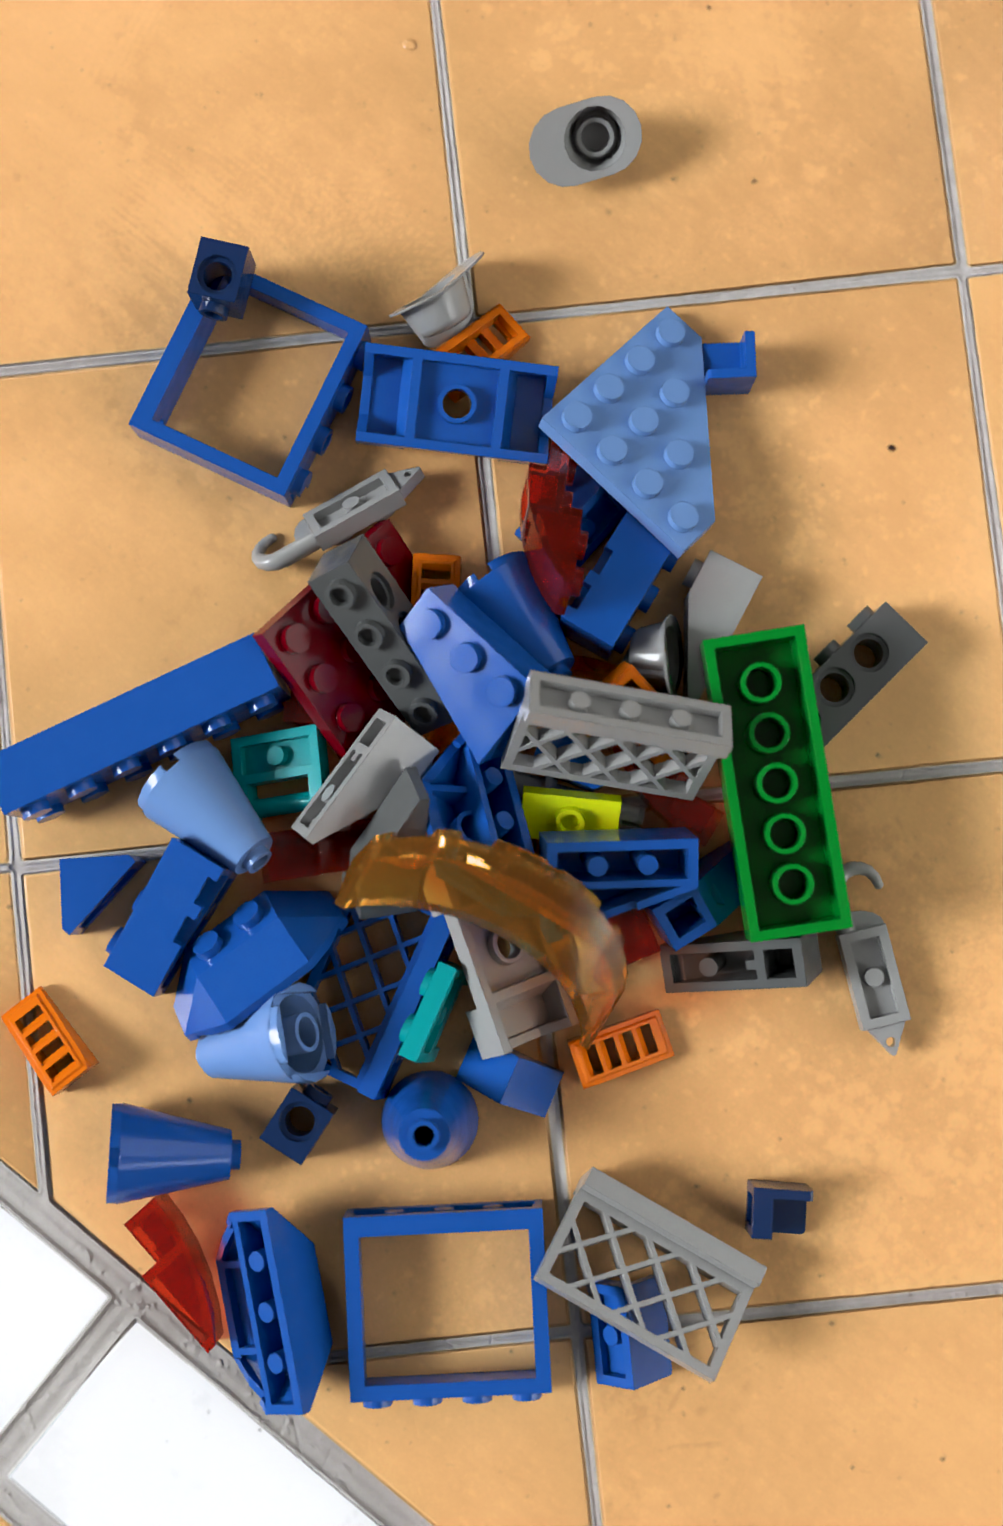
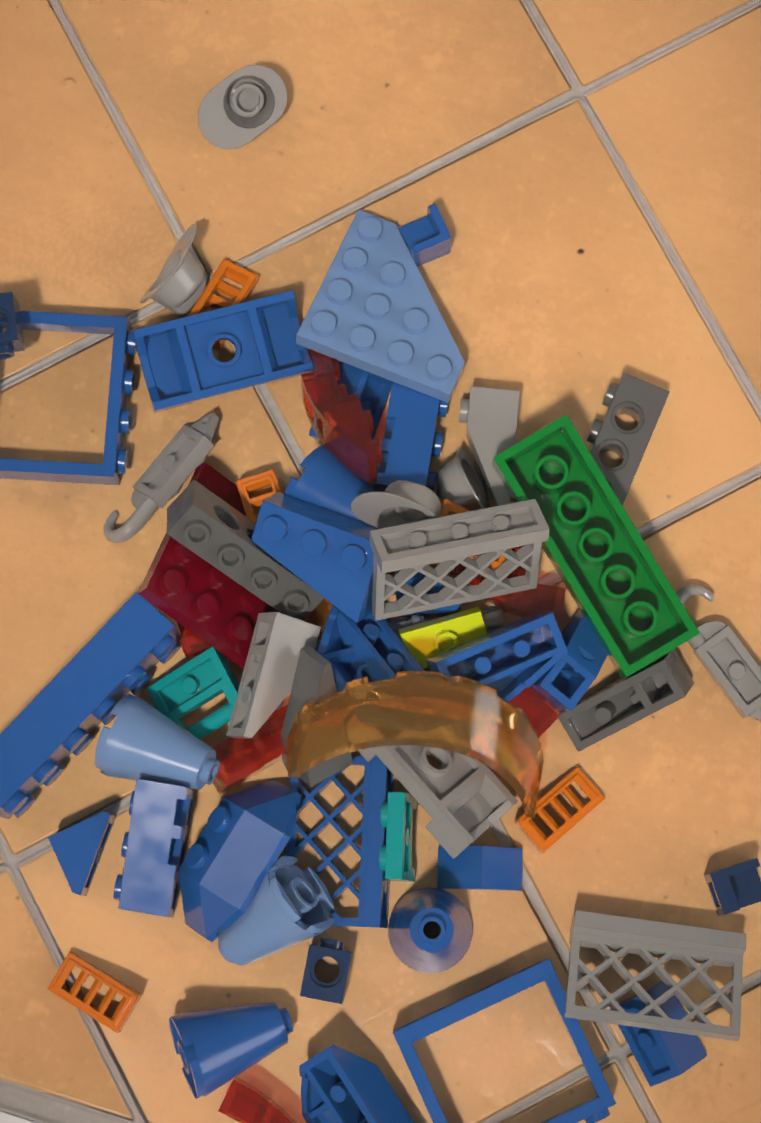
camera: 25 degrees left, 5 degrees down
(575, 653) = (397, 505): none -> light grey piece

